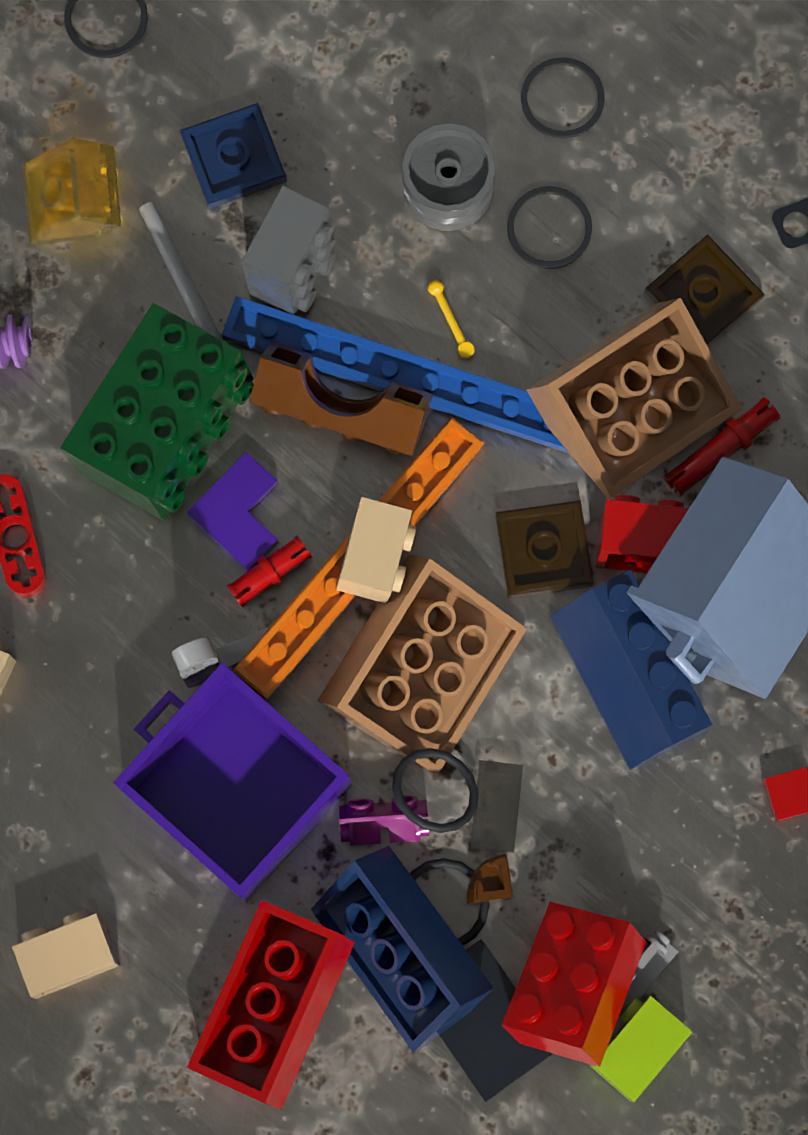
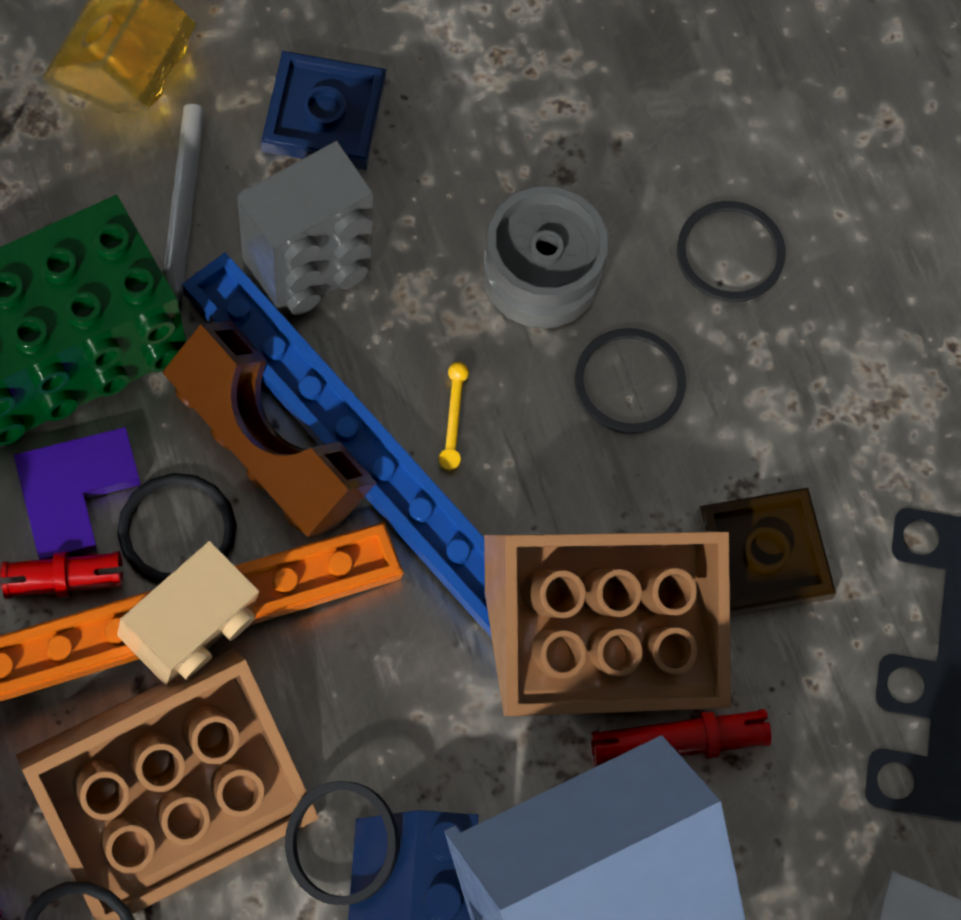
camera: 20 degrees right, 10 degrees down
(281, 502) = (164, 481): none -> black piece
(531, 666) = (291, 843): none -> black piece
(544, 549) = (397, 736): dark brown tile -> none
(635, 532) = (506, 768): red brick -> none

